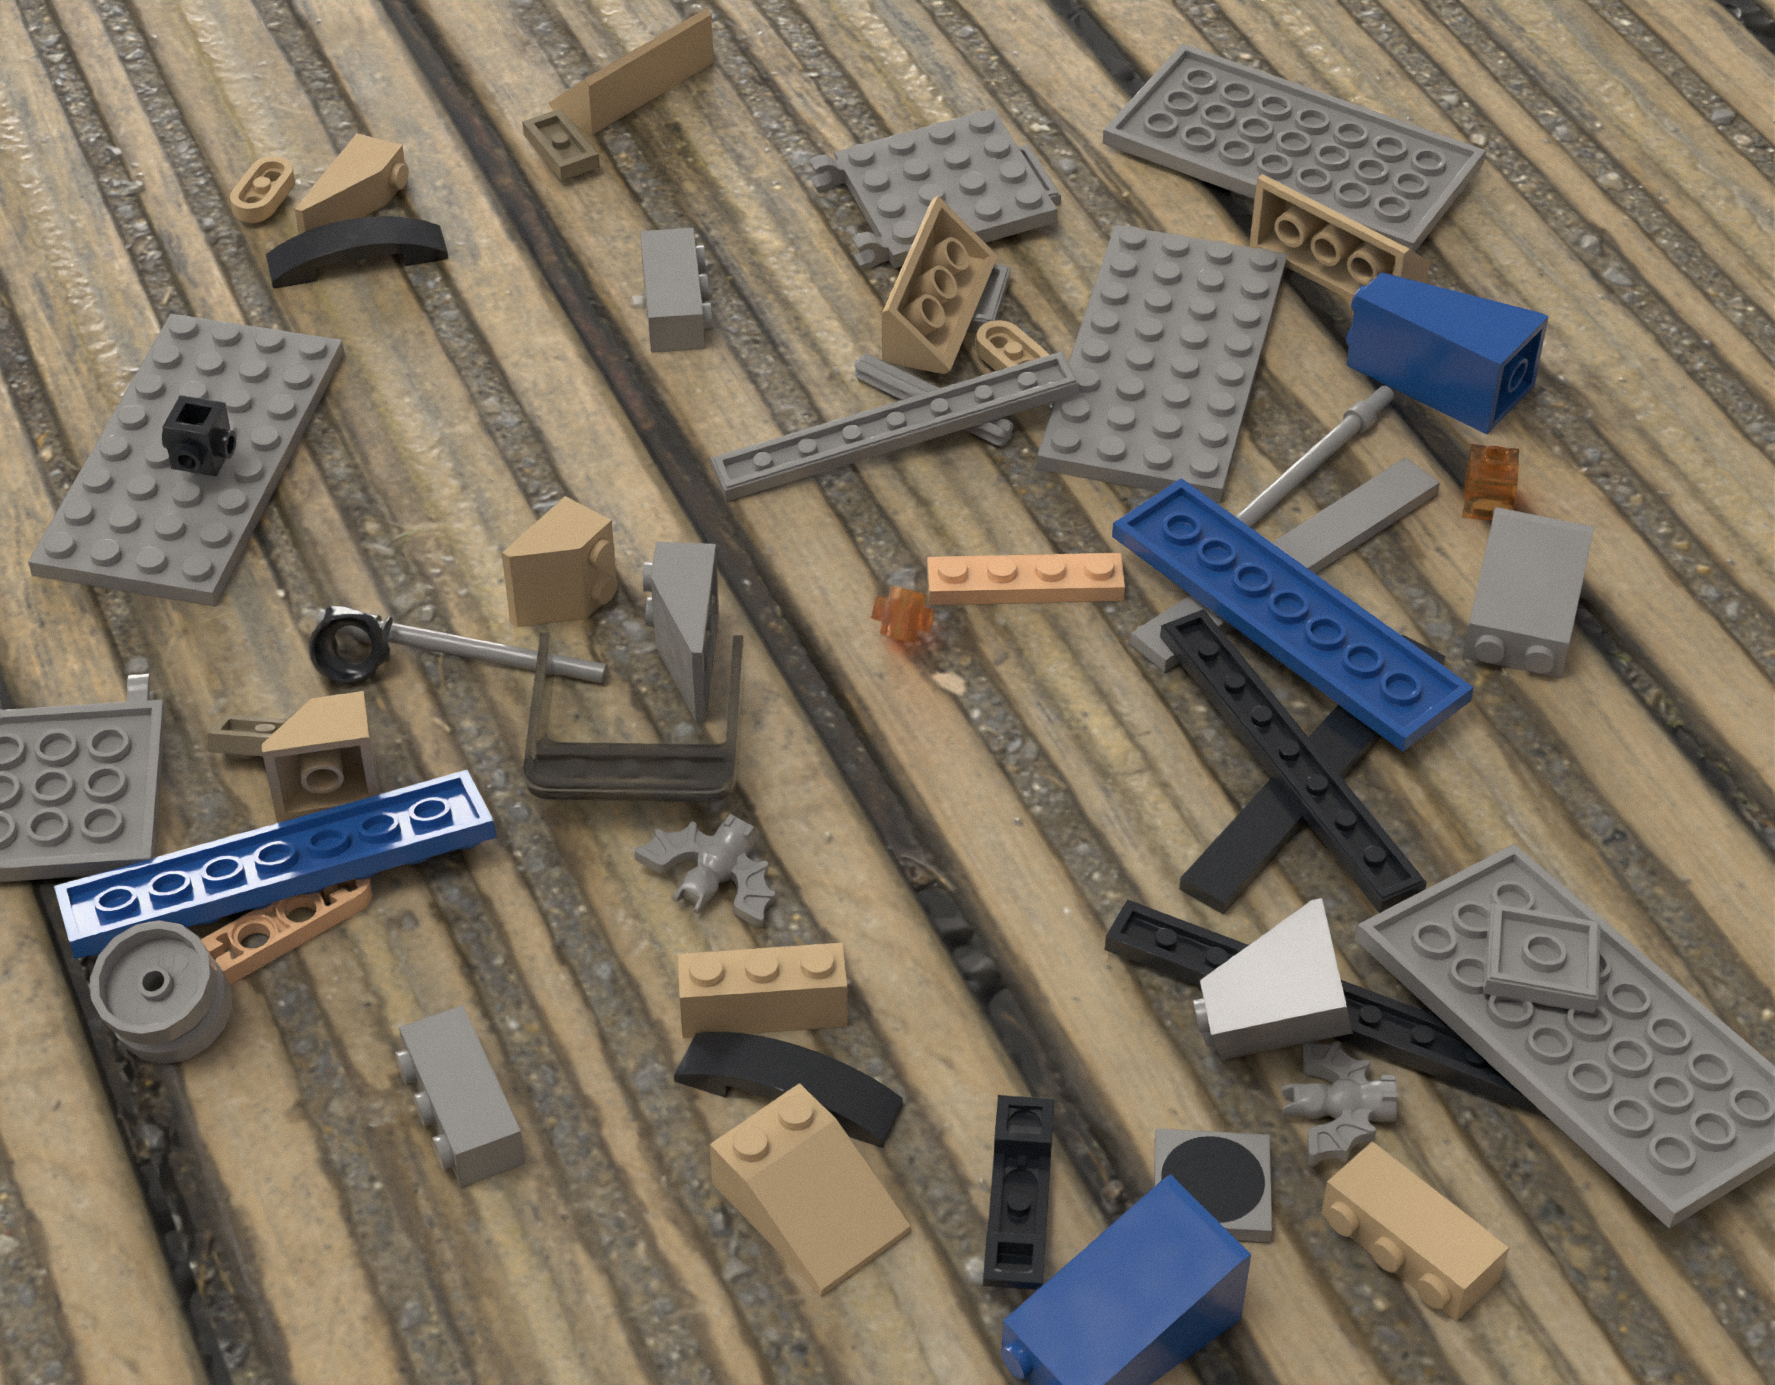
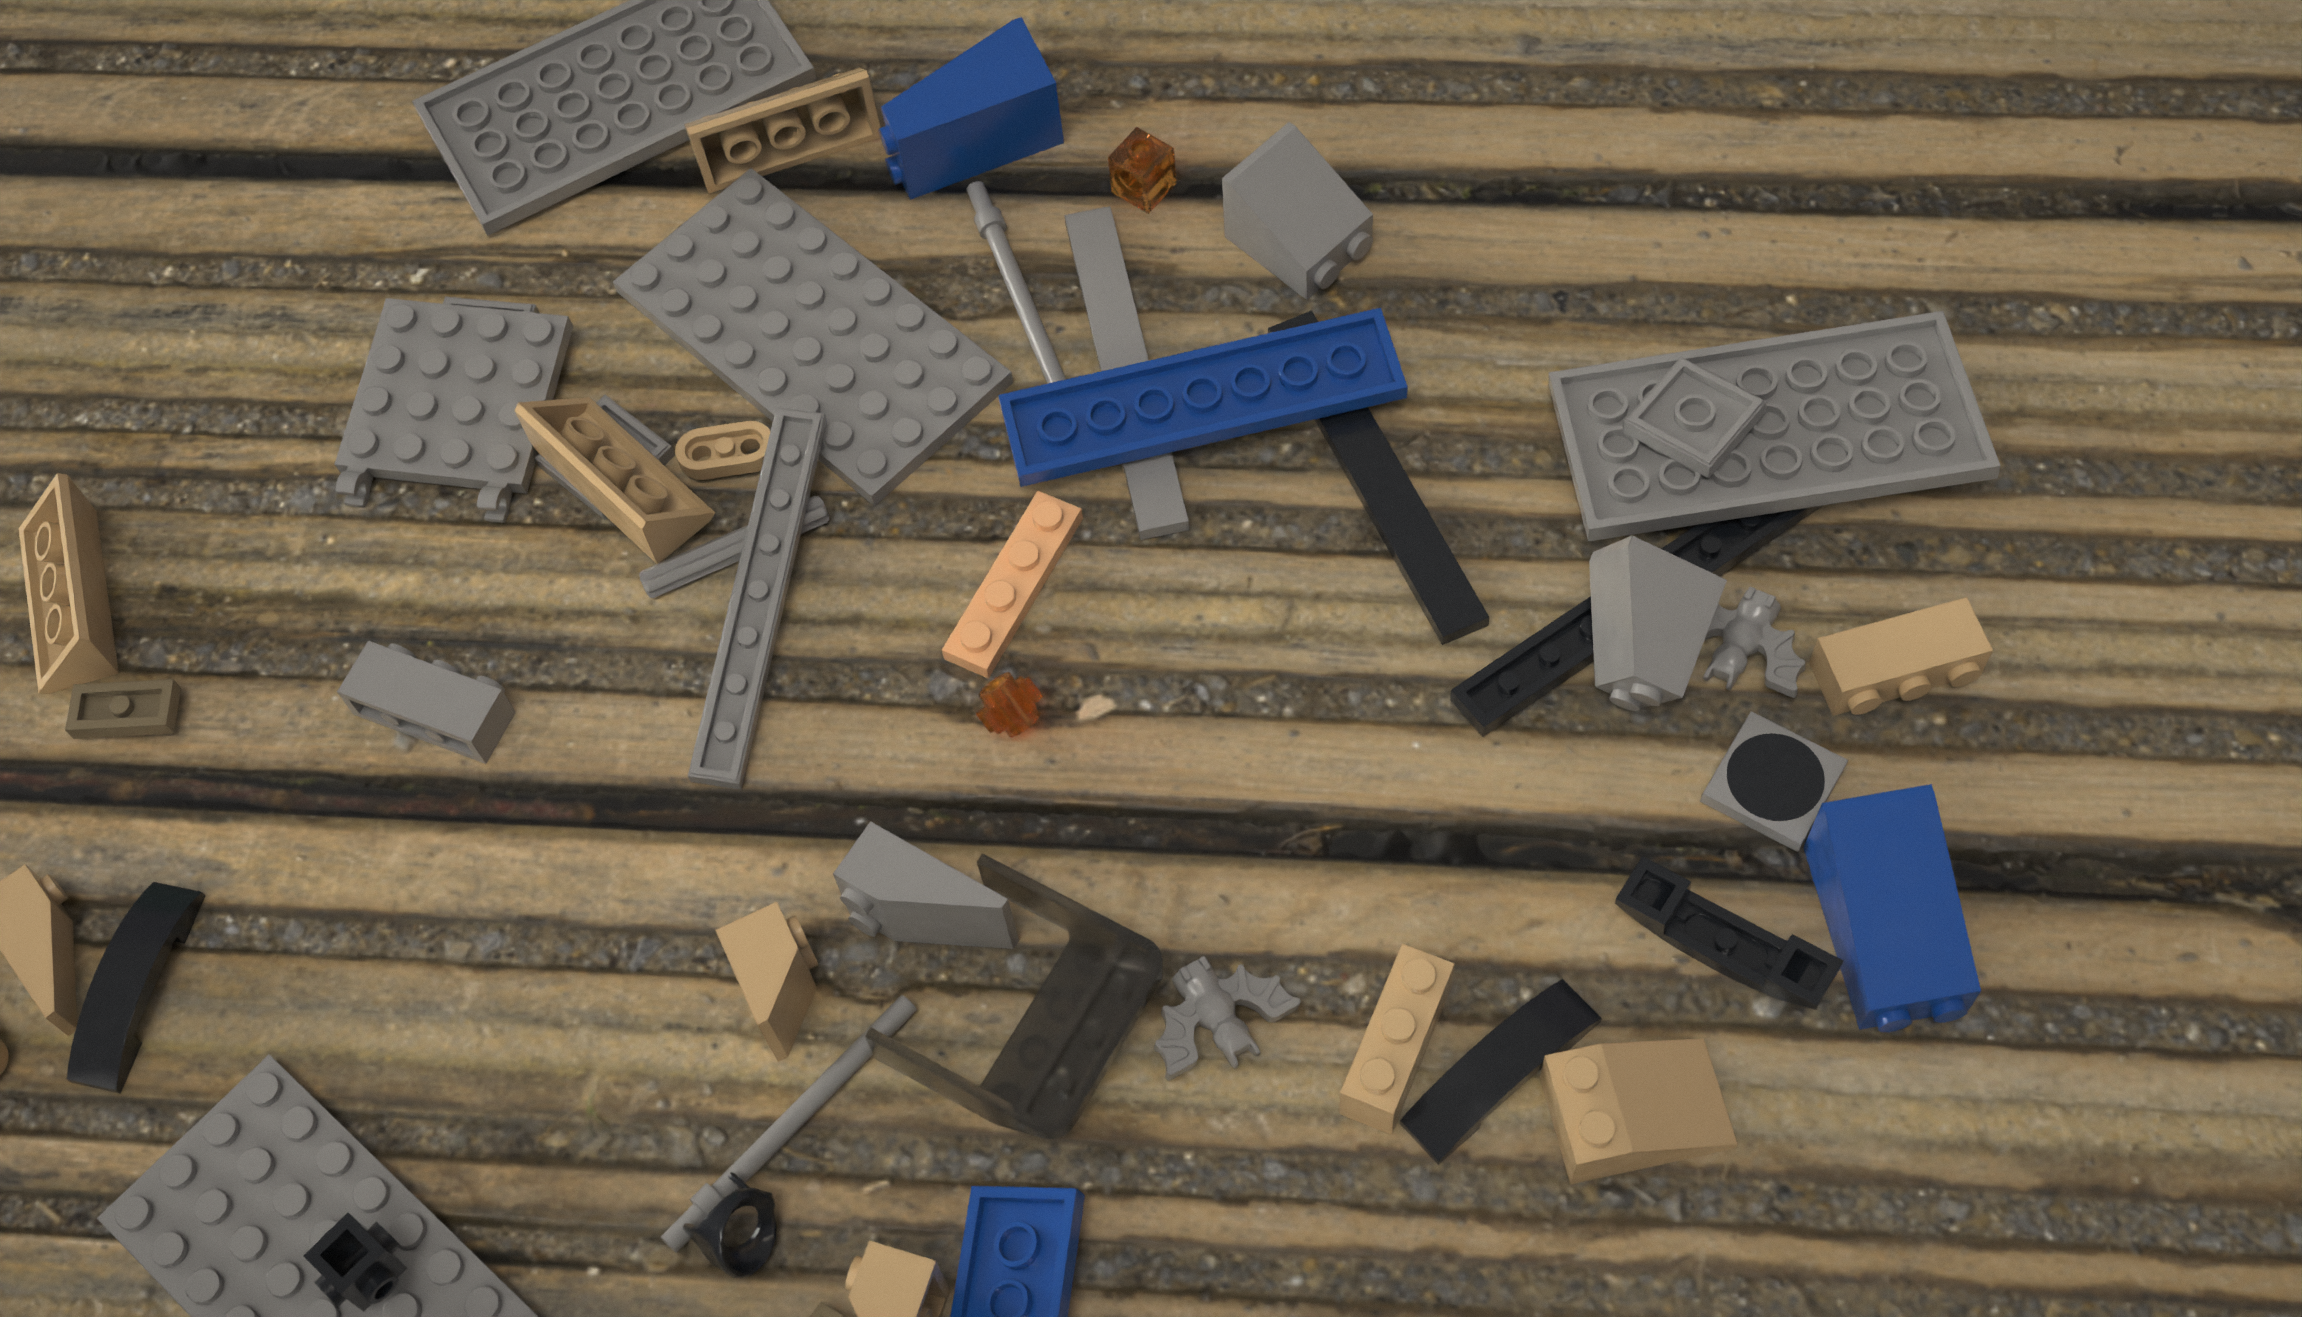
camera: 55 degrees left, 15 degrees up
(1293, 761) = (1361, 484): black tile -> none

